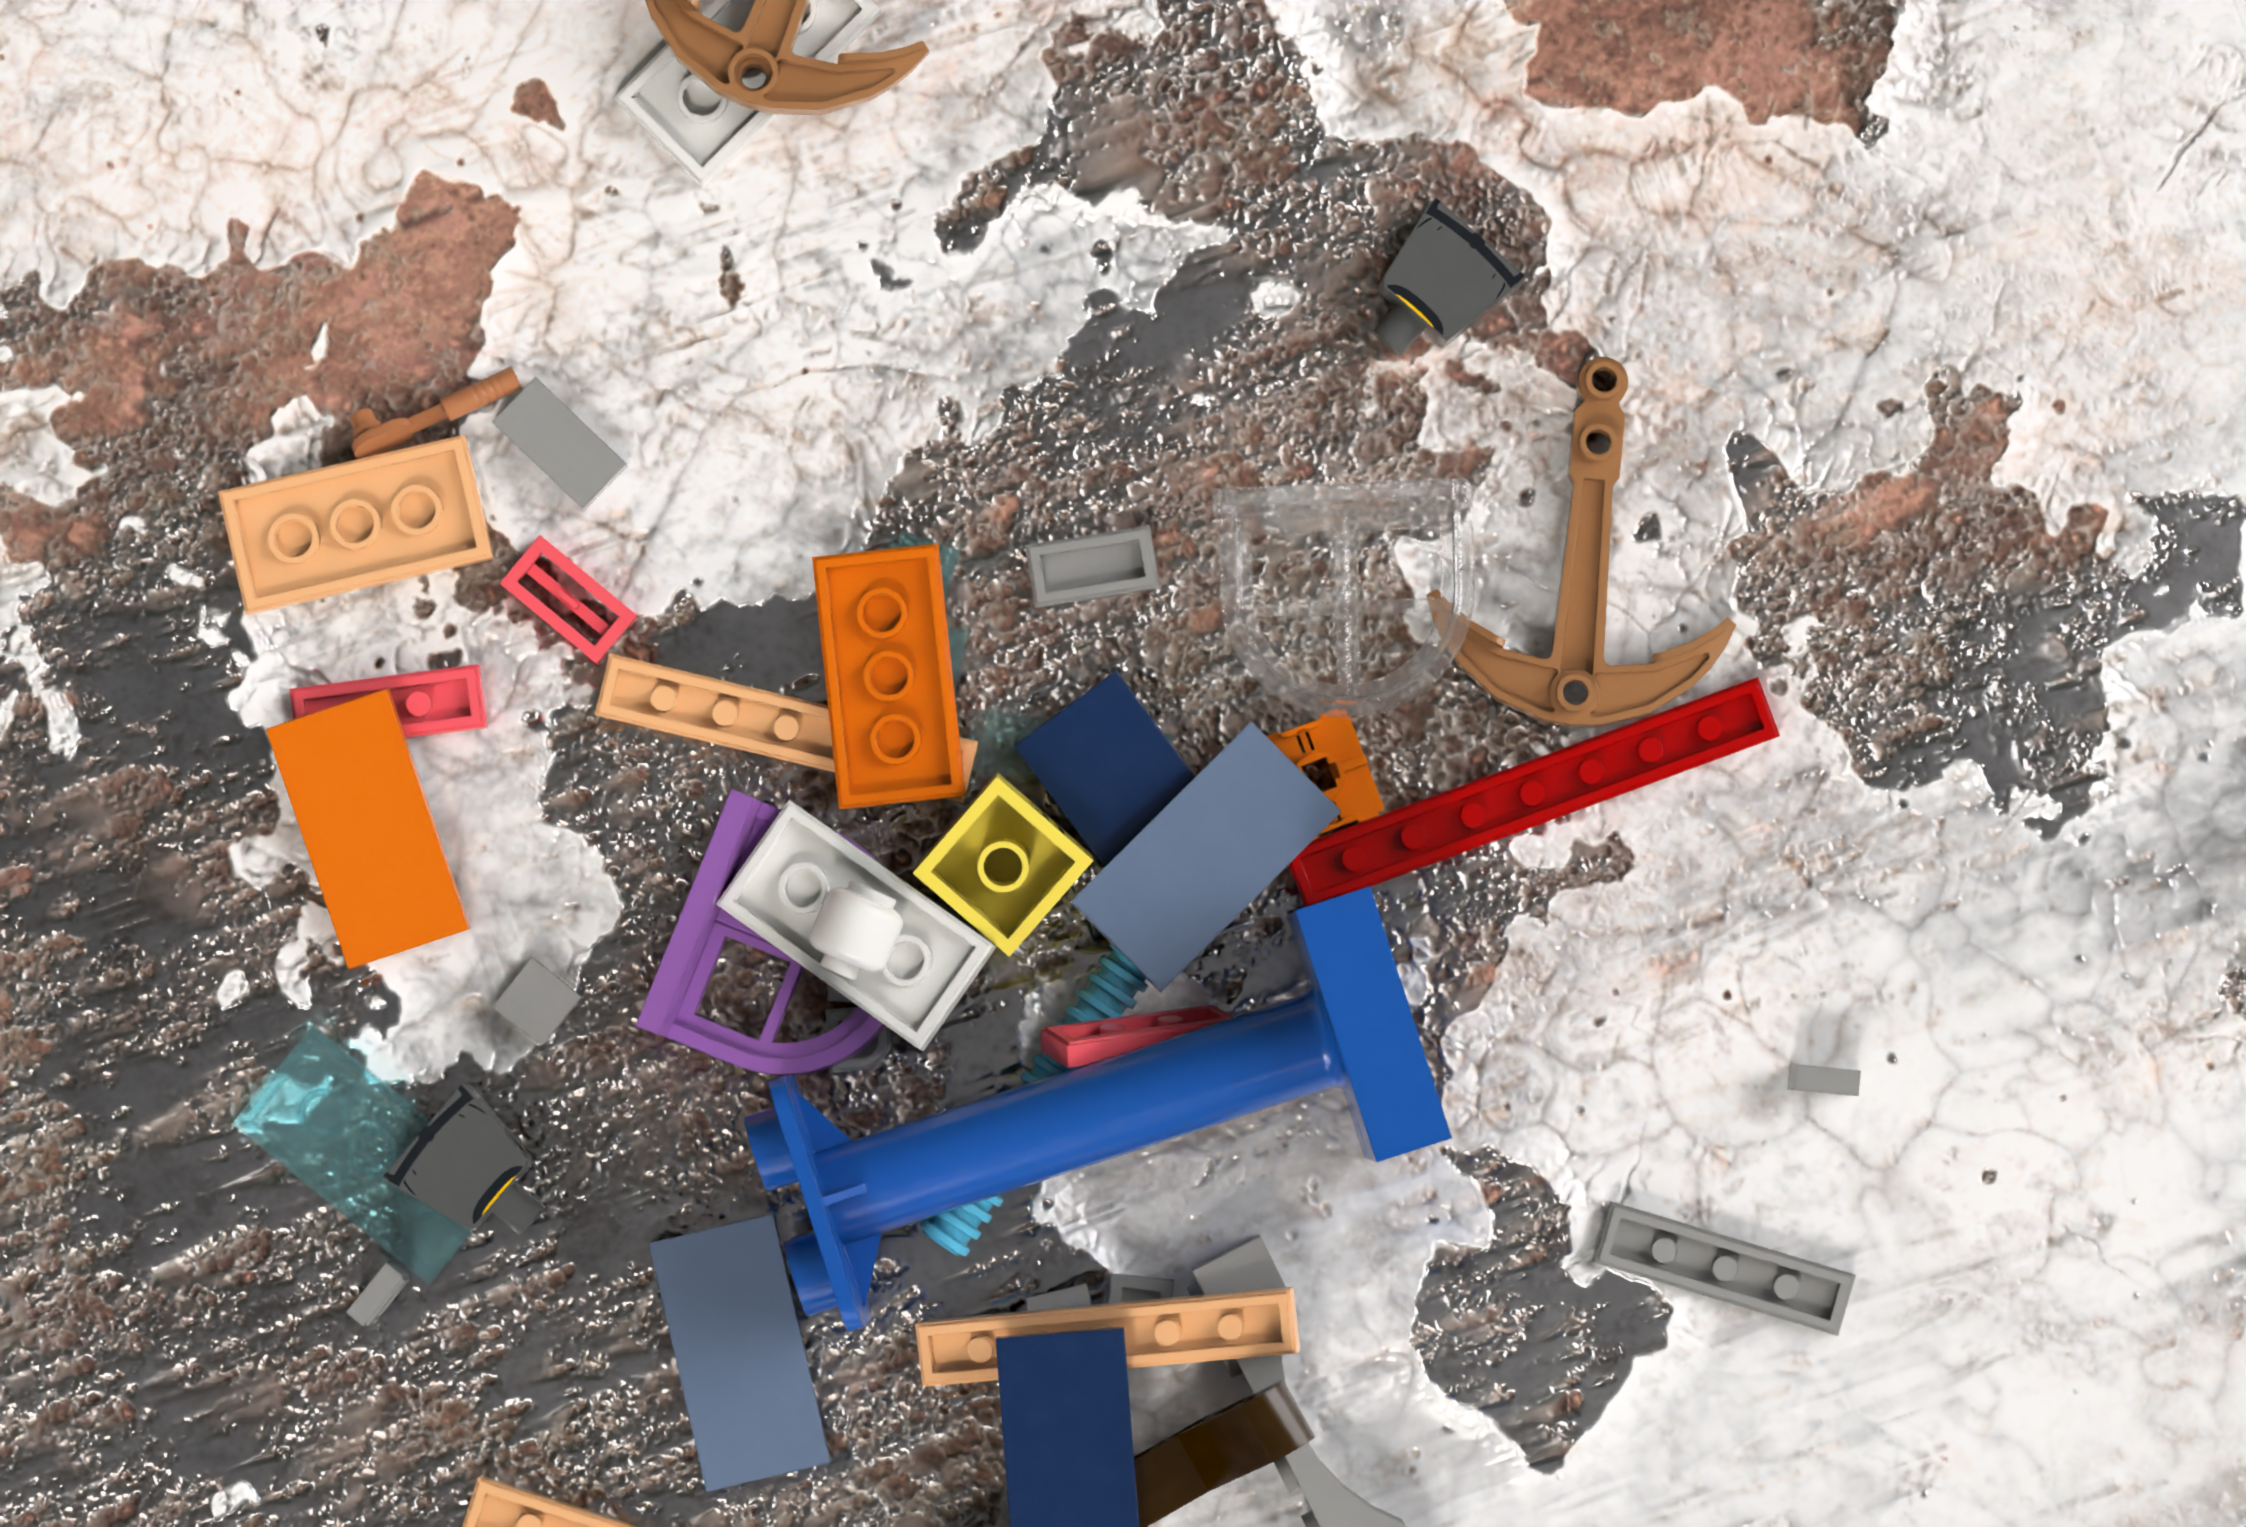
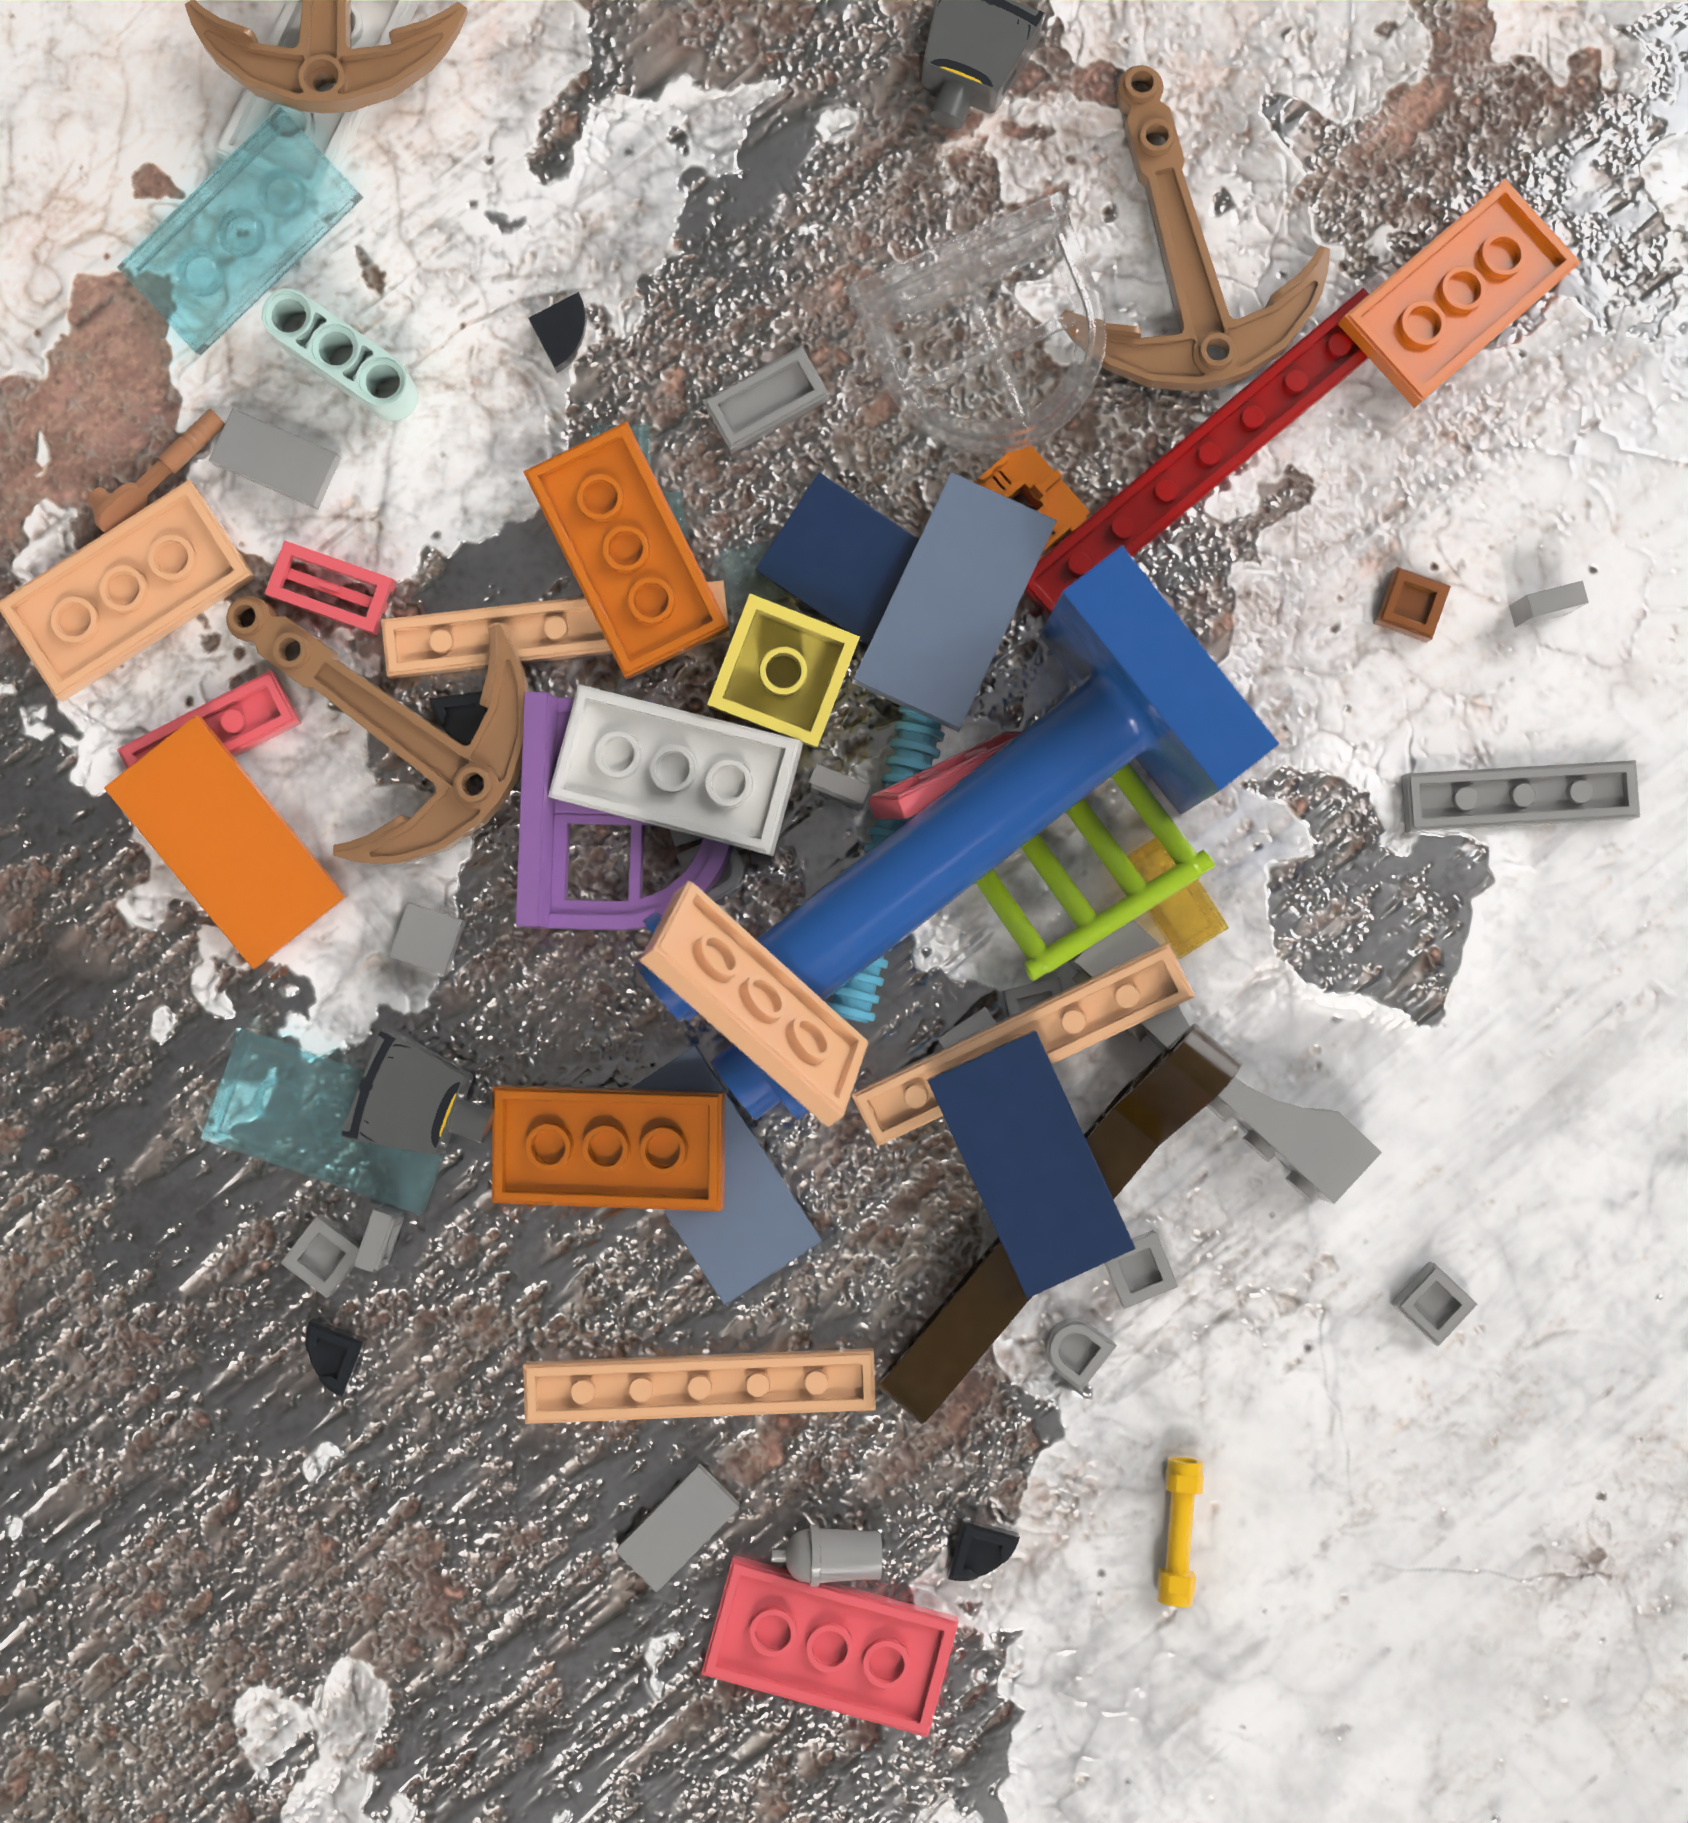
camera: 20 degrees left, 0 degrees up
(287, 1395) = (333, 1354): none -> black tile
(313, 1290) = (322, 1256): none -> light grey tile
(610, 196) = (240, 231): none -> clear light blue tile
(619, 821) = (443, 760): none -> medium nougat piece
(646, 1286) = (608, 1147): none -> orange tile
(655, 335) = (322, 336): none -> light aqua beam
(660, 787) = (459, 714): none -> black tile
(850, 1203) = (756, 1002): none -> light nougat tile
(856, 930) = (675, 768): white head -> none
(906, 416) = (561, 330): none -> black tile
(1018, 1003) = (839, 788): none -> light grey tile
(1282, 1228) = (1139, 894): none -> lime bar
(1323, 1238) = (1187, 916): none -> clear yellow tile
(1686, 1027) = (1412, 604): none -> dark orange tile
(1855, 720) = (1459, 293): none -> orange tile

